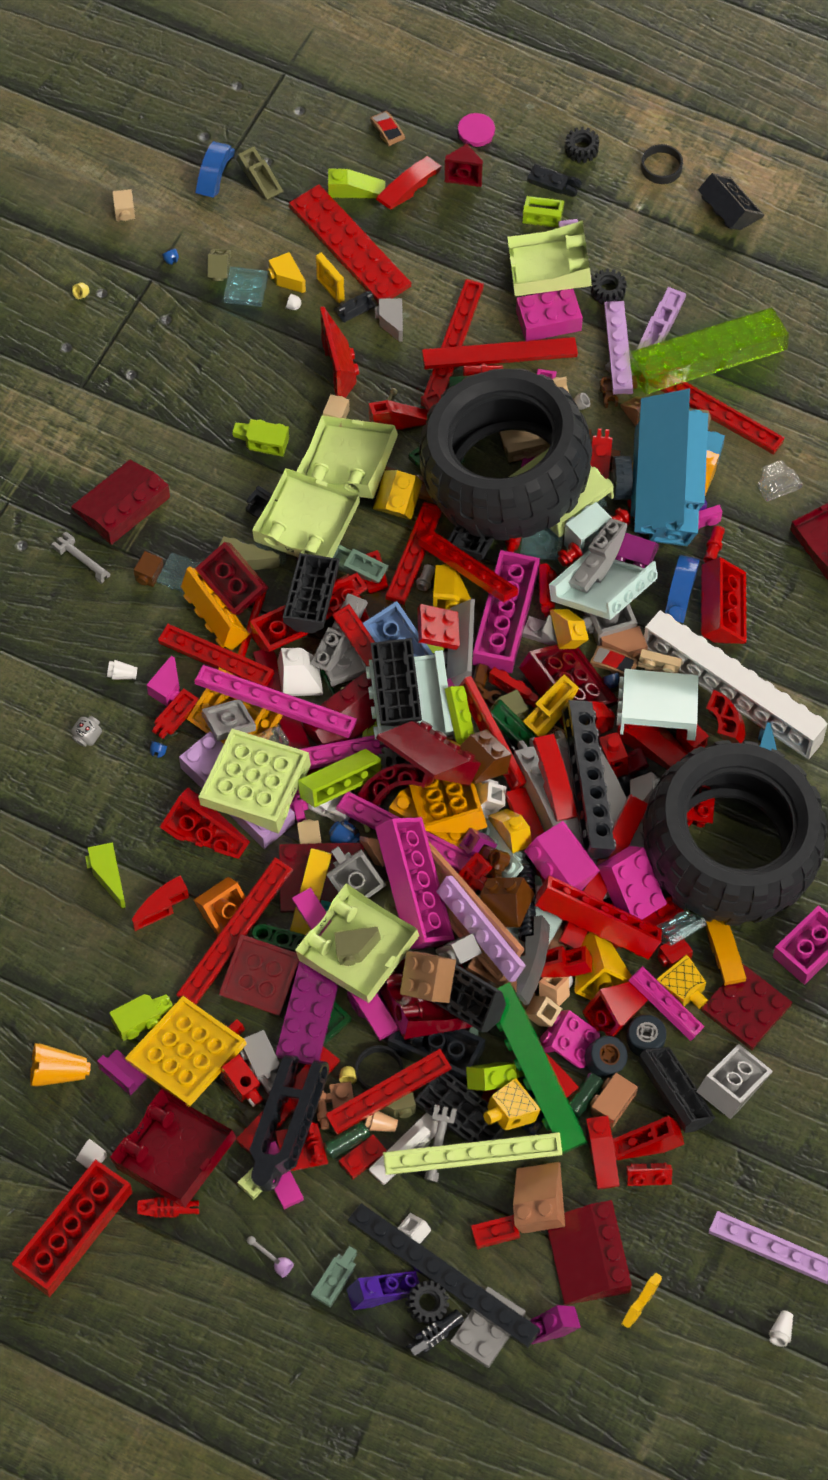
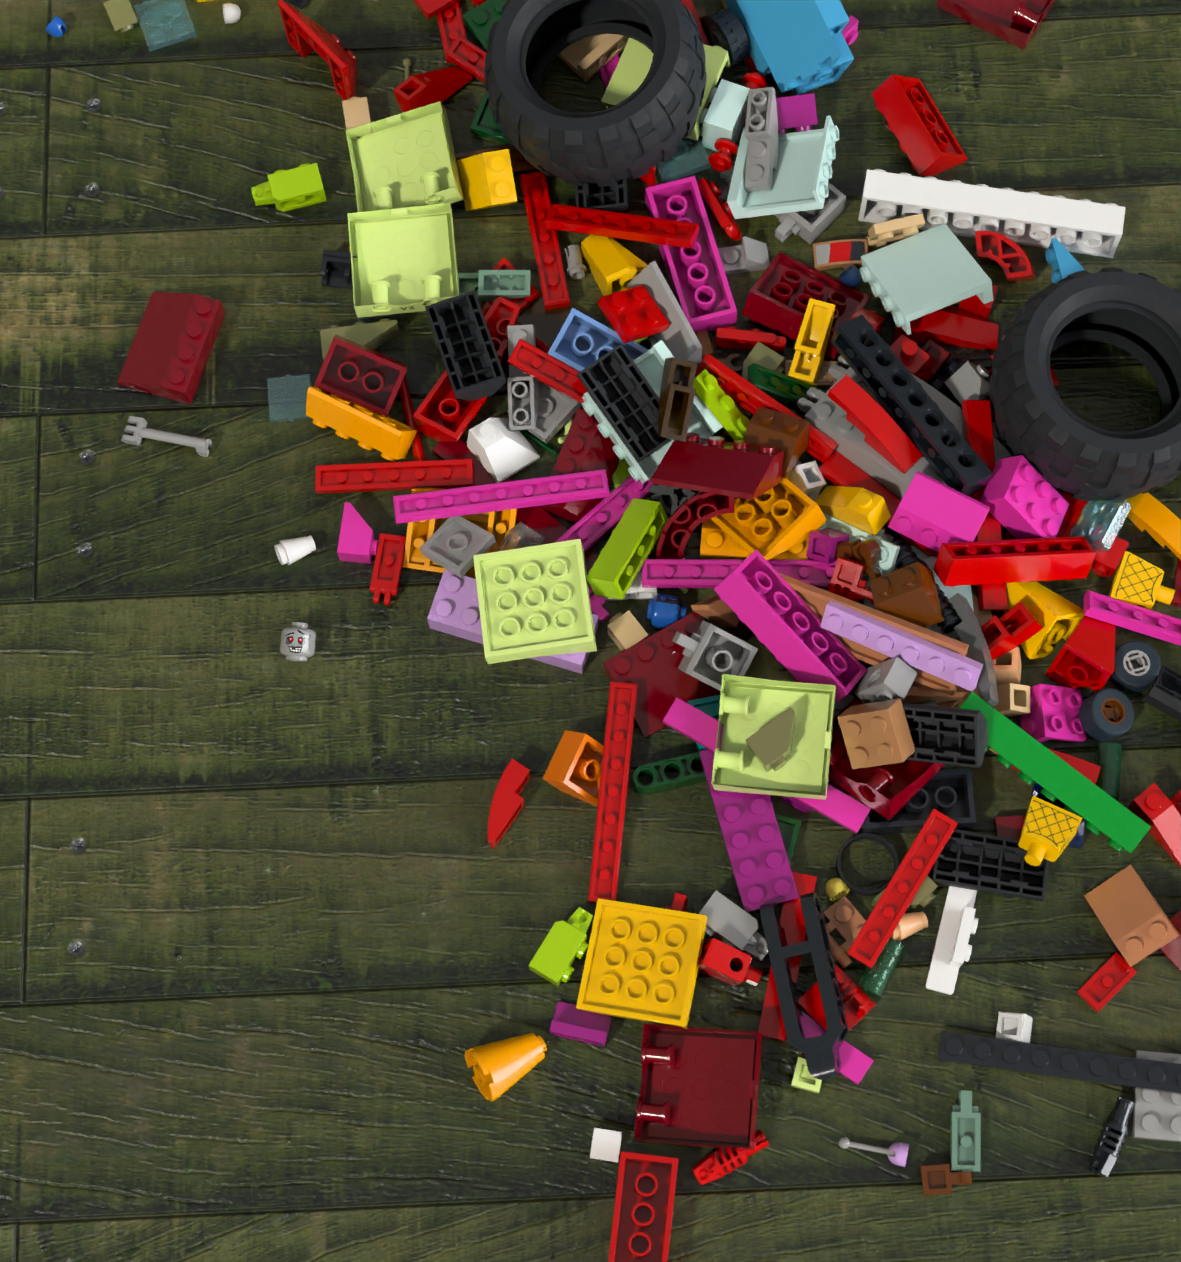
camera: 25 degrees left, 10 degrees up
(105, 870) = (420, 796): lime slope -> none
(148, 569) = (254, 412): reddish brown brick -> none
(158, 747) = (392, 618): blue hinge -> none
(203, 826) = (499, 685): red wedge -> none
(260, 975) = (671, 827): dark red plate -> none
(300, 1296) = (939, 1180): none -> reddish brown plate
(314, 879) = (668, 686): yellow slope -> none
(362, 1157) = (909, 975): red plate -> none
(380, 1289) = (1026, 1118): dark purple slope -> none
(414, 1305) = (1099, 1107): black tyre -> none
(428, 693) = (676, 398): none -> dark brown slope
(432, 1175) = (979, 886): light grey hinge -> none
(472, 1153) = (1037, 910): yellowish green tile -> none
(492, 1075) = (1002, 806): lime hinge -> none
(568, 628) = (773, 240): yellow slope -> none
(614, 1098) = (1142, 758): nougat brick -> none
(627, 642) = (844, 223): nougat slope -> none
(681, 587) = (867, 126): blue arch -> none
(714, 543) = (868, 64): red pin -> none

